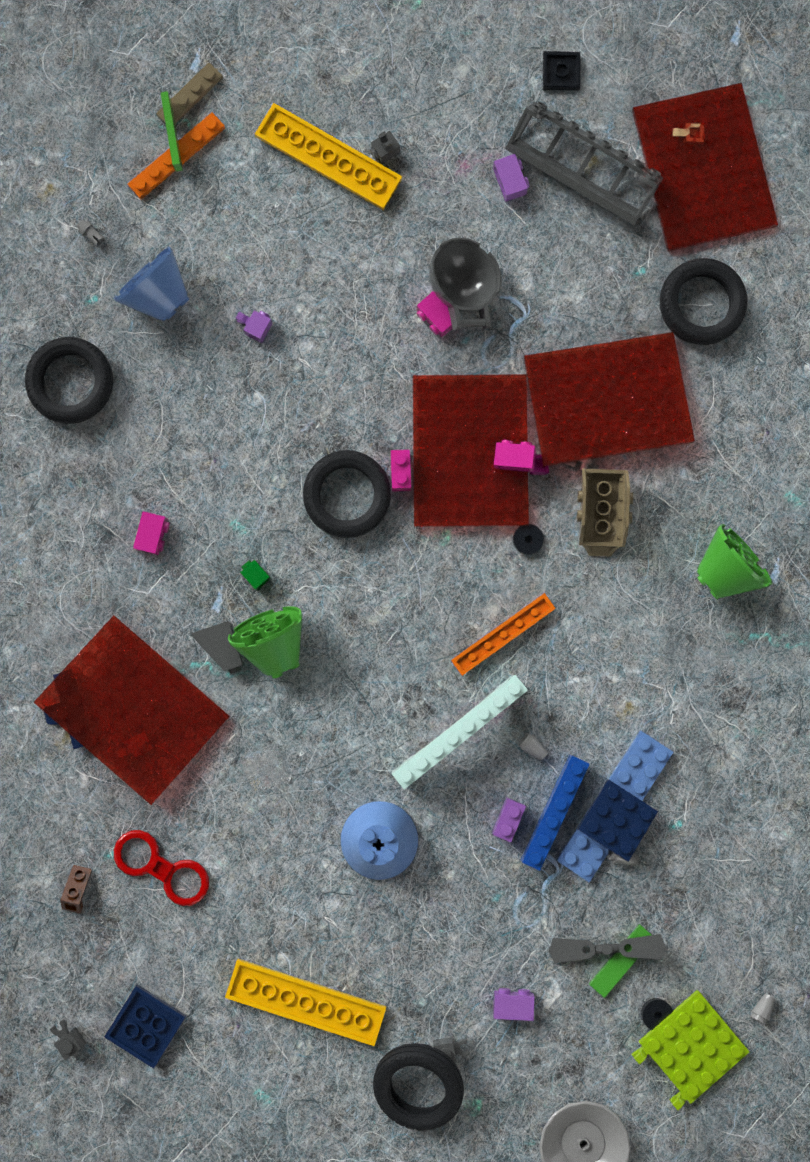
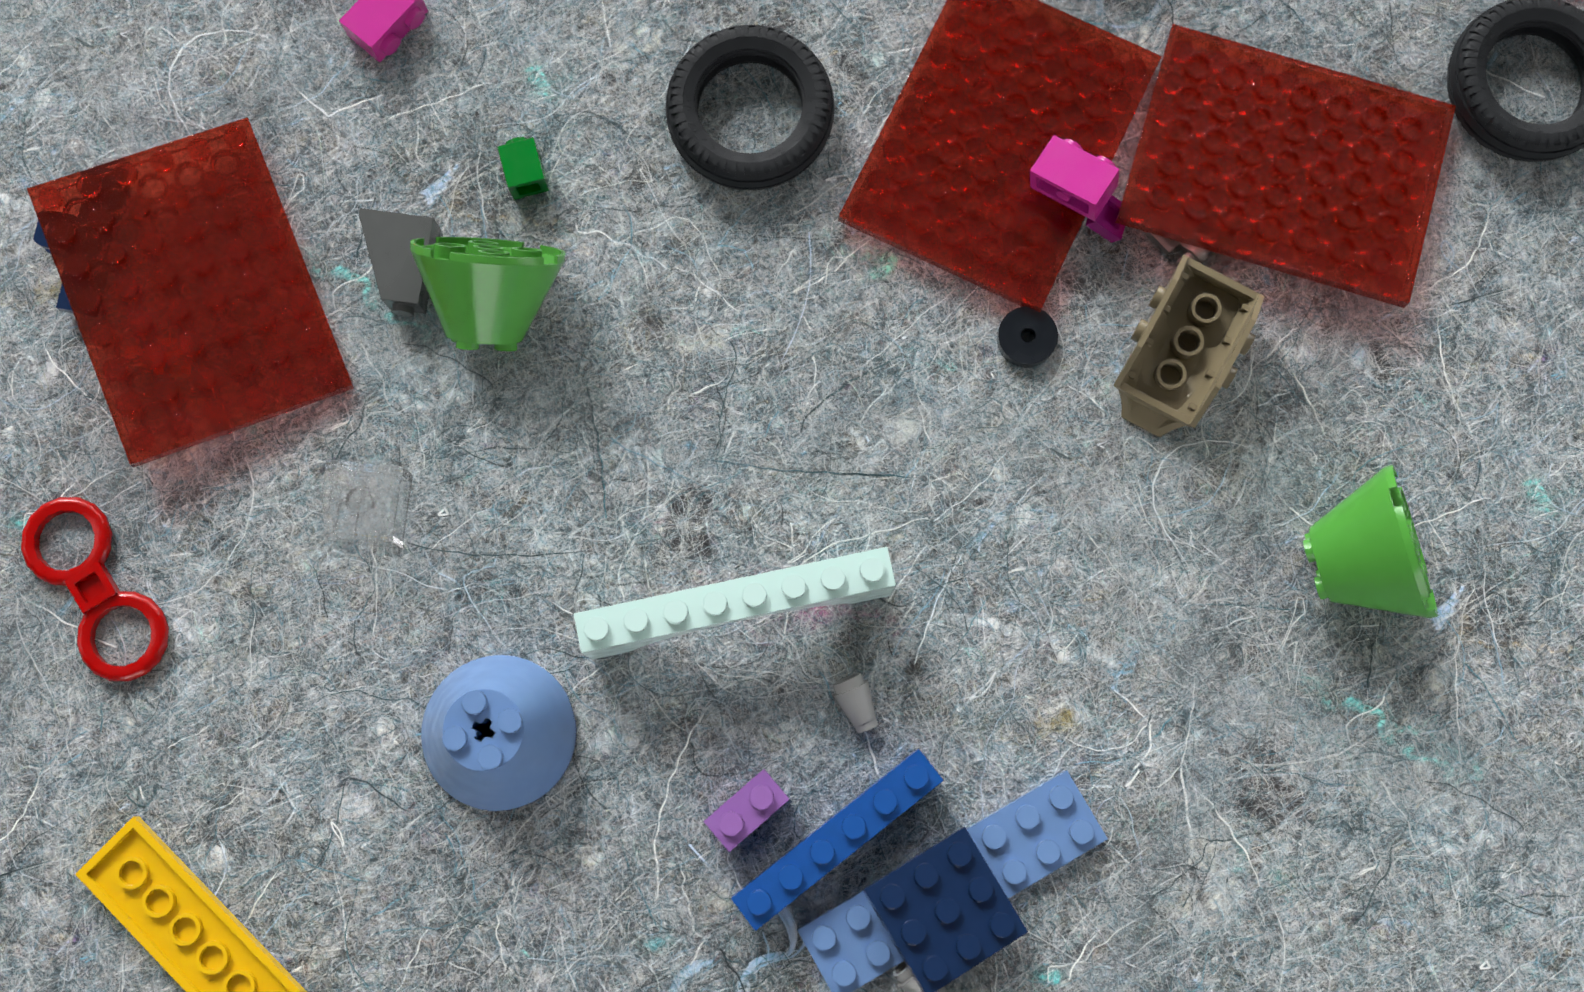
camera: 25 degrees right, 5 degrees down
(400, 470) = (862, 112): dark pink brick -> none
(503, 634) = (901, 477): orange plate -> none

